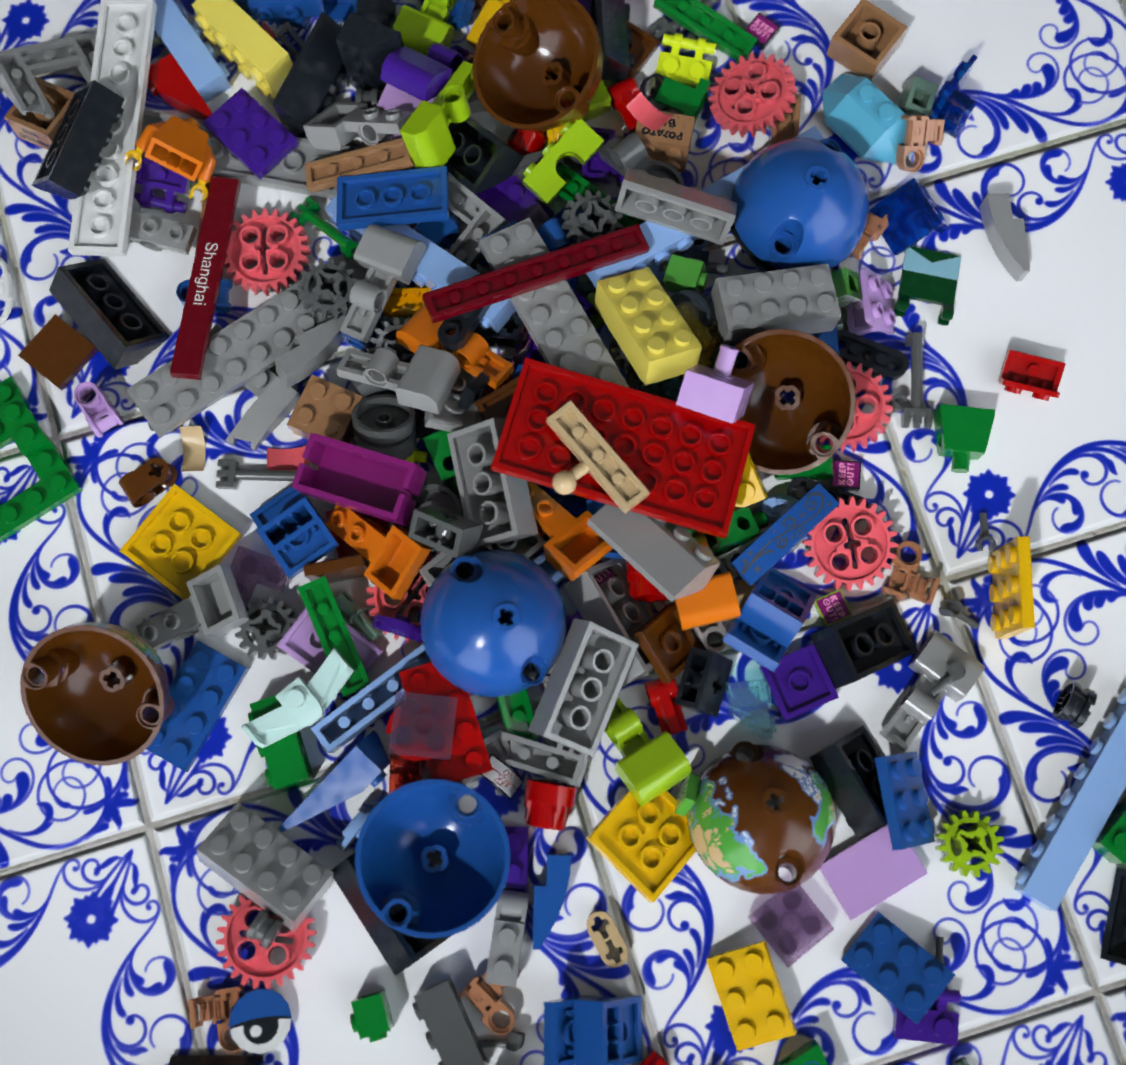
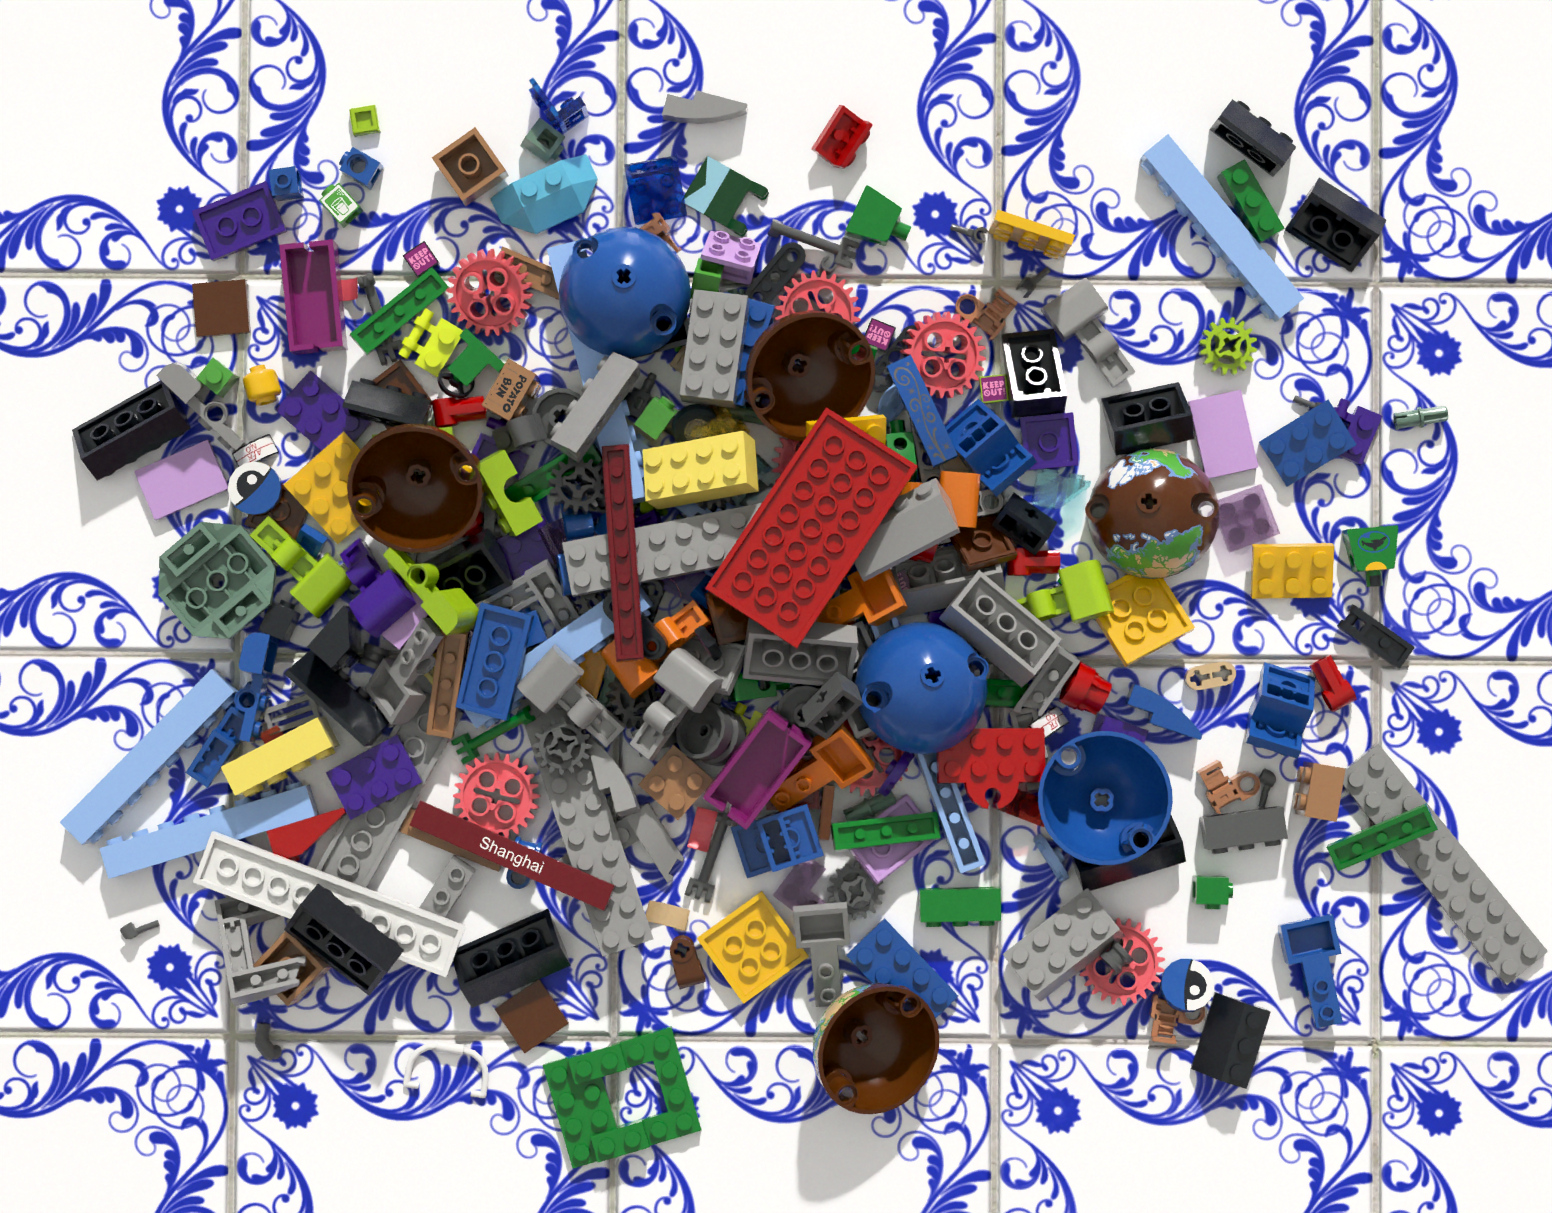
camera: 80 degrees left, 10 degrees up
(100, 412) = (604, 990): lavender piece -> none
(153, 176) = (392, 869): dark purple plate -> none
(178, 147) = (377, 847): orange torso -> none
(301, 702) = (936, 875): light aqua plate -> none
(349, 778) = (1009, 844): wedge -> none
(423, 725) = (992, 774): clear purple plate -> none
(507, 938) = (1186, 758): light grey plate -> none
(594, 457) = (819, 556): tan plate -> none
(647, 113) = (492, 400): coral sticker -> none
(687, 795) = (1116, 569): bright green tile -> none
(716, 390) = (786, 431): lavender brick -> none
(905, 800) = (1176, 388): blue plate -> none
(917, 134) = (580, 154): nougat piece -> none
(956, 672) = (1085, 306): dark grey hand -> none
(1074, 704) = (1142, 215): black wheel -> none

